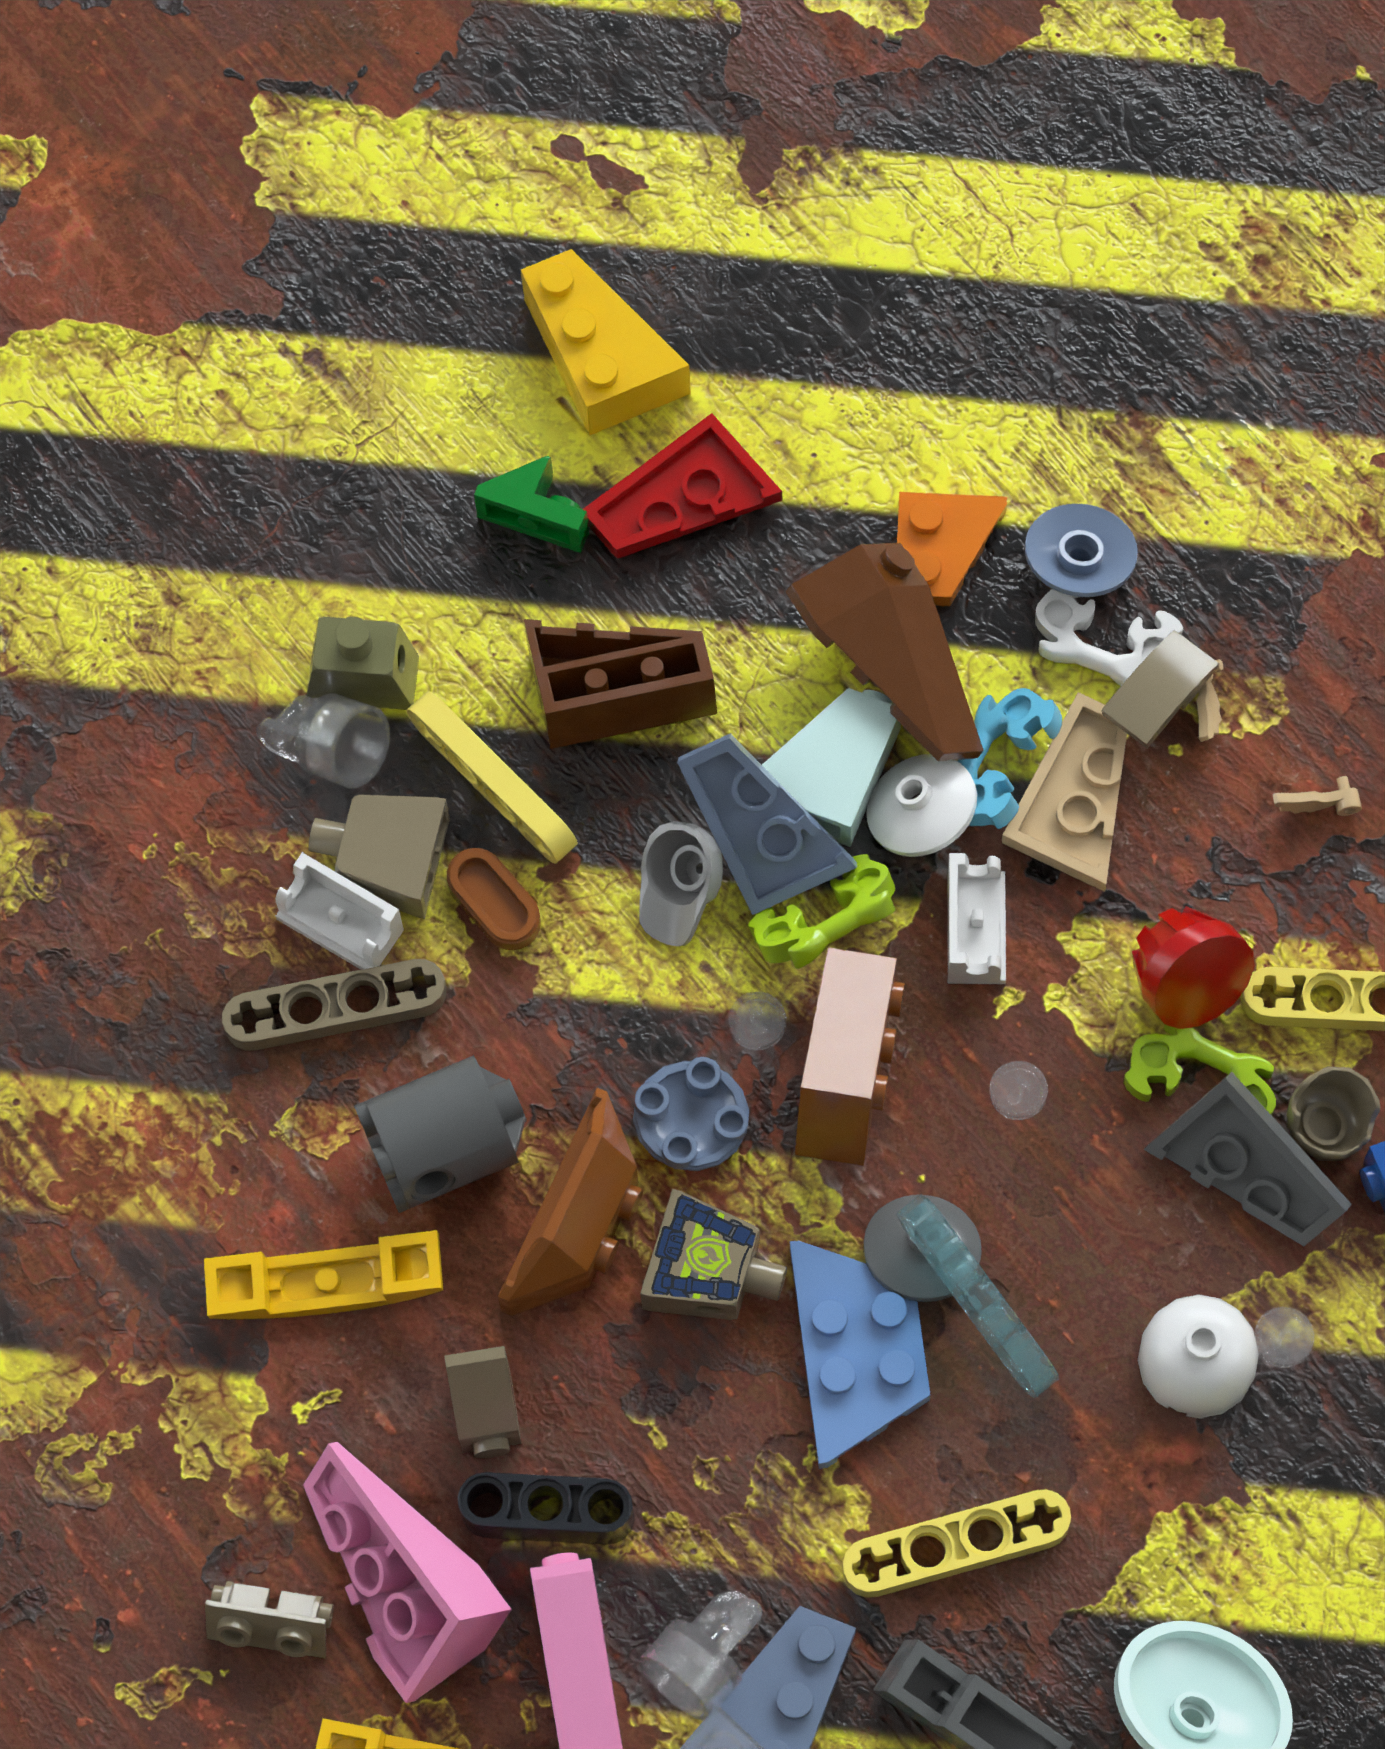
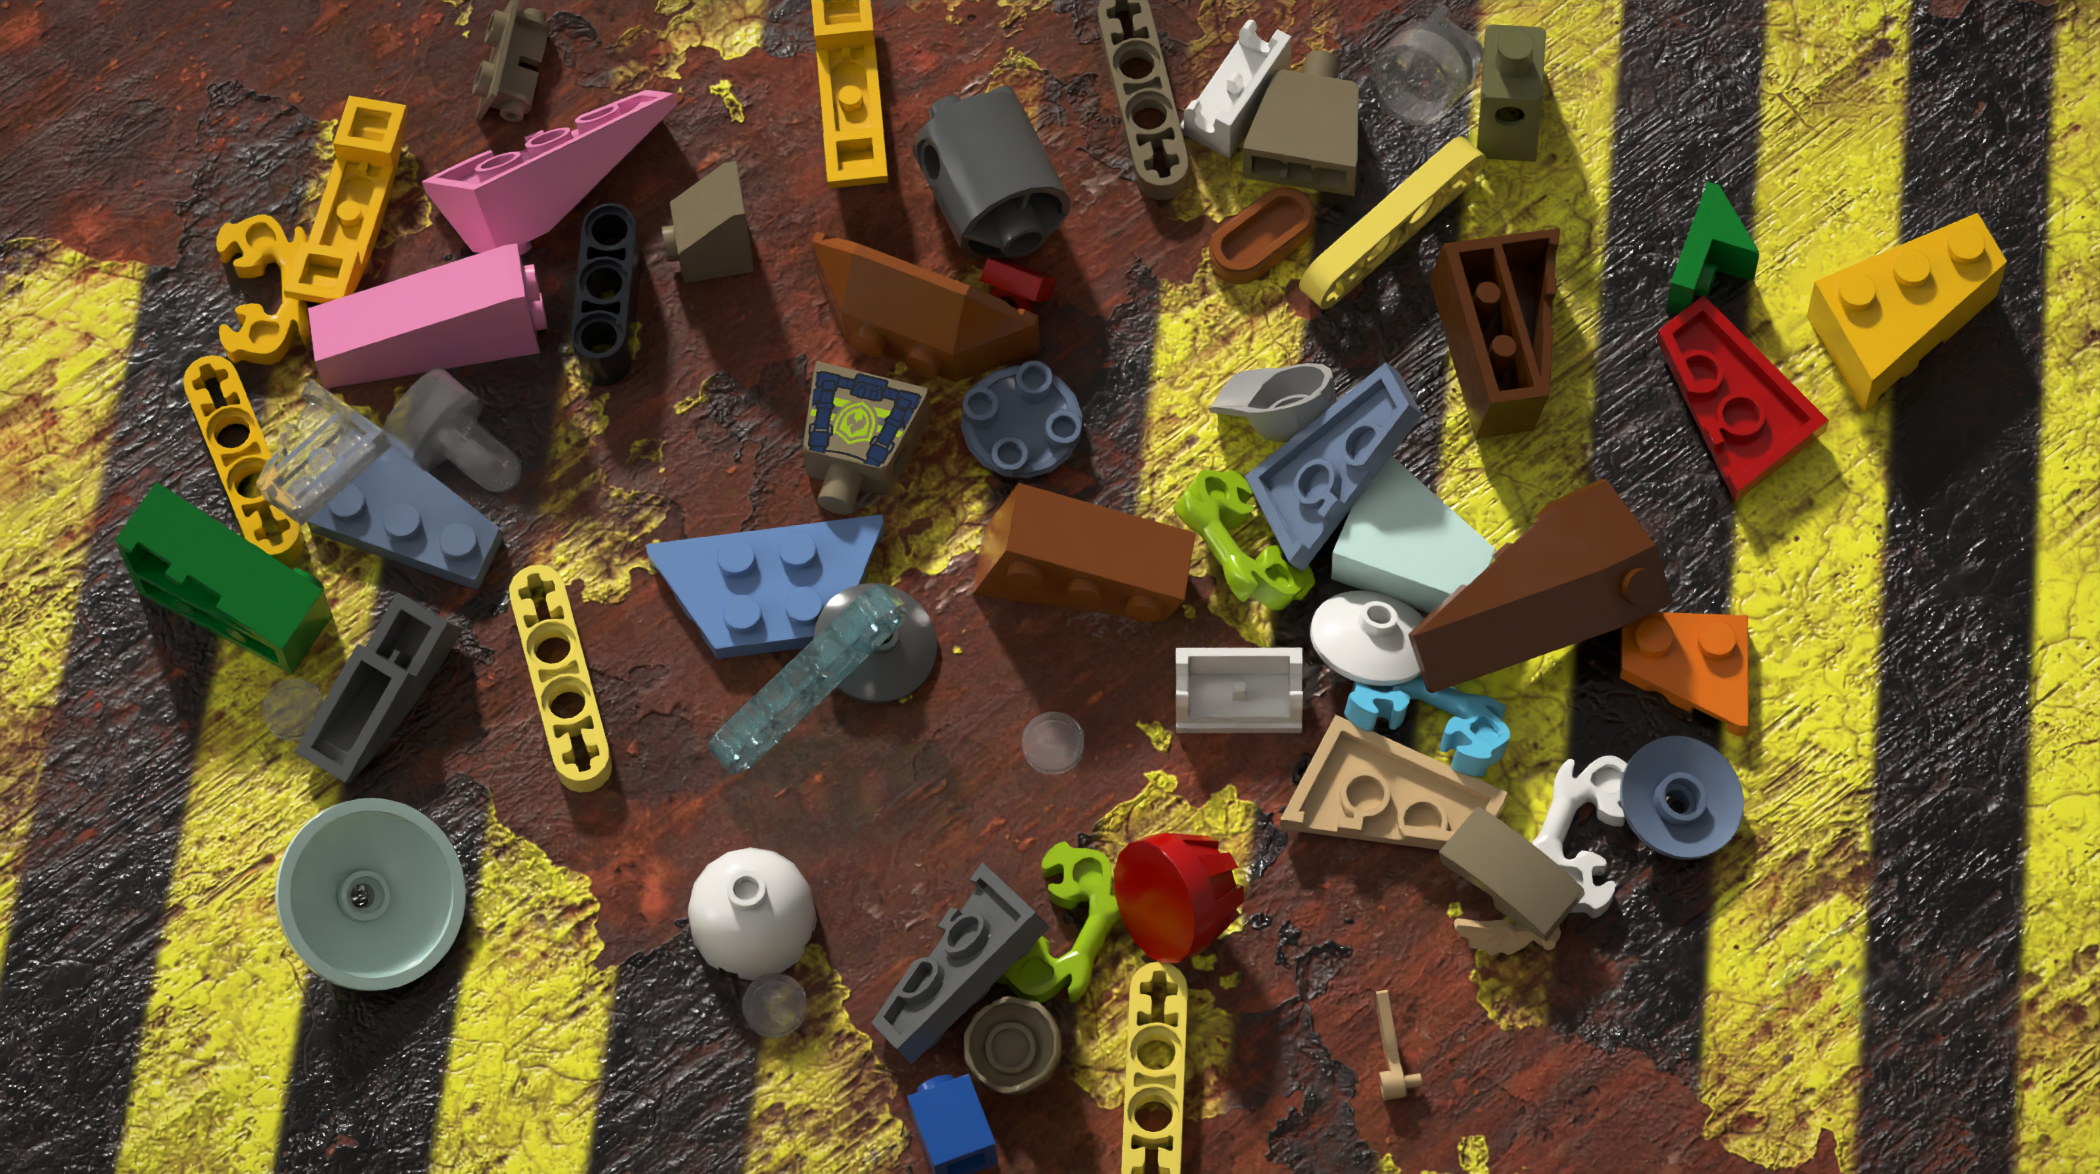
camera: 90 degrees right, 5 degrees down
(545, 1114) = (1017, 282): none -> red tile
(757, 1020) = (1131, 487): clear piece -> none

